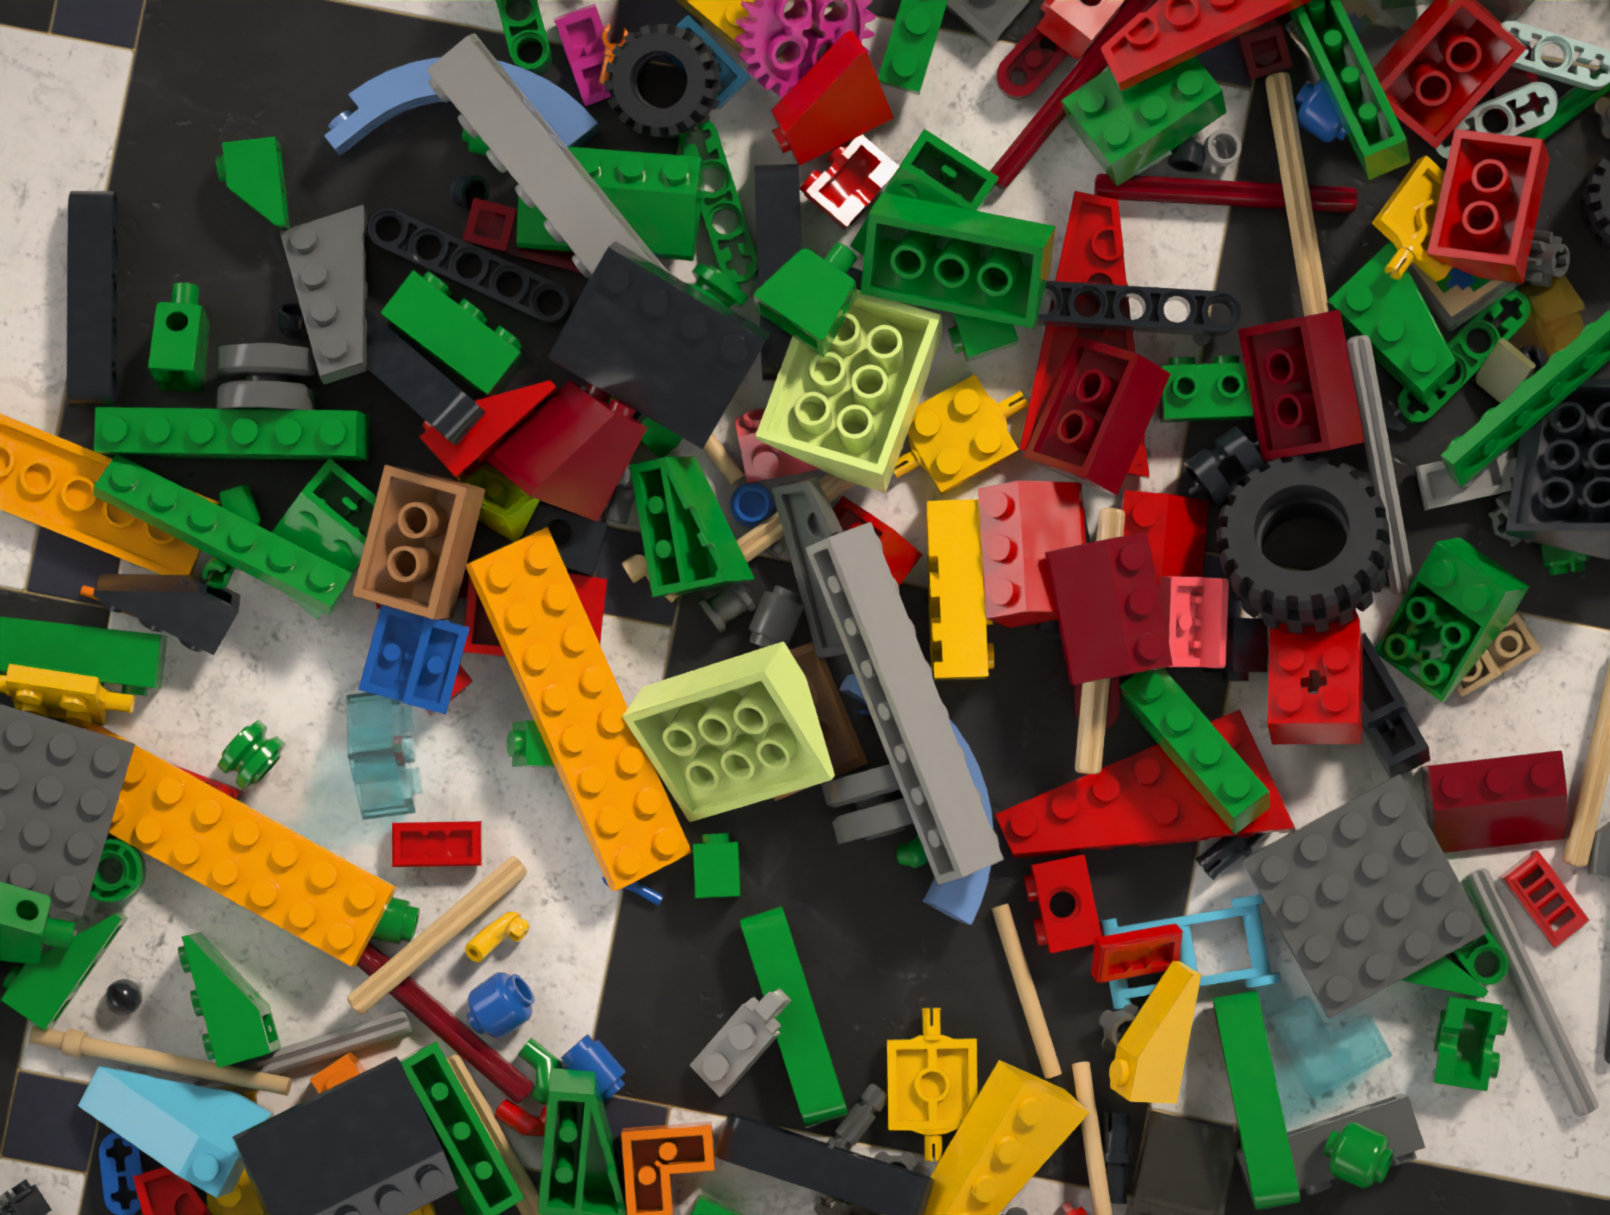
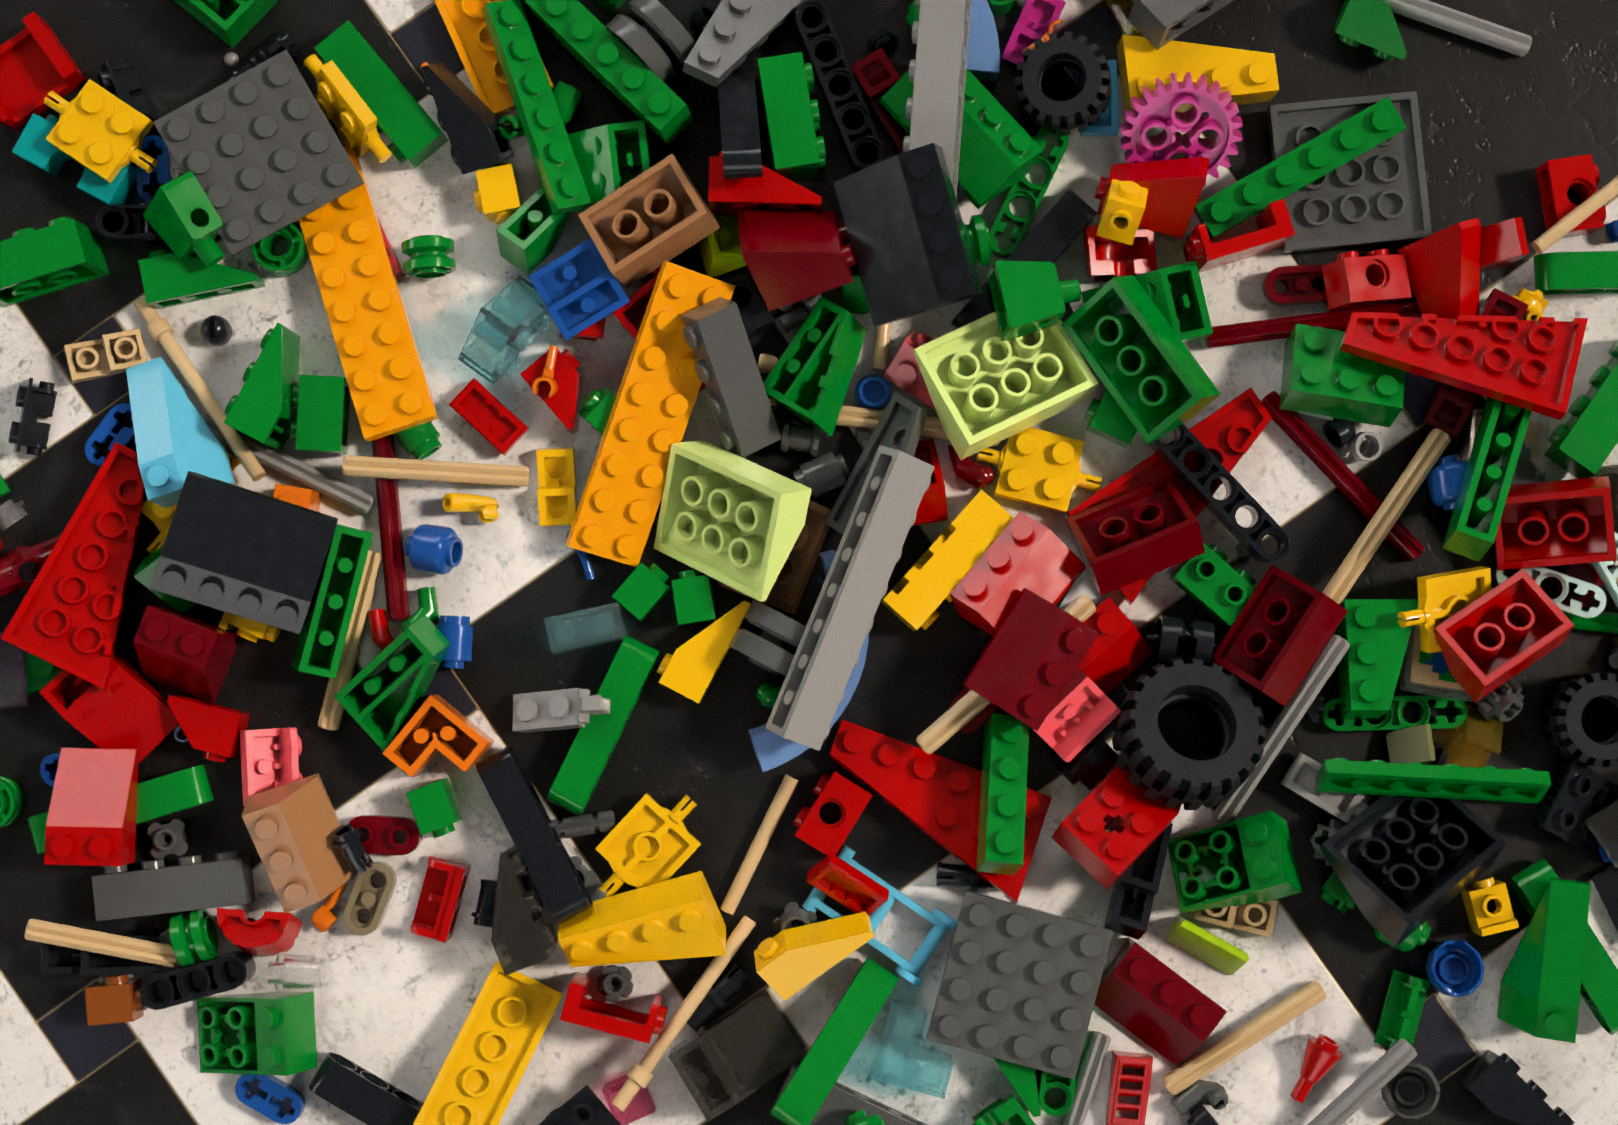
camera: 50 degrees right, 0 degrees up
(47, 1111) = (105, 355): none -> tan slope
(260, 642) = (498, 193): none -> yellow brick
(289, 981) = (321, 414): none -> green brick
(321, 649) = (531, 232): none -> green slope
(455, 756) = (548, 373): none -> orange hand
(471, 759) = (567, 399): none -> red slope
(553, 848) = (556, 486): none -> yellow slope
(619, 610) = (730, 376): none -> dark grey brick
(698, 947) = (586, 628): none -> clear light blue brick
(767, 831) = (693, 598): none -> green brick
(821, 146) = (1122, 211): none -> yellow brick
(822, 882) = (698, 660): none -> yellow slope
(903, 493) = (971, 472): none -> dark red arm
(968, 38) = (1273, 232): none -> red panel
(1493, 711) = (1206, 946): none -> lime slope

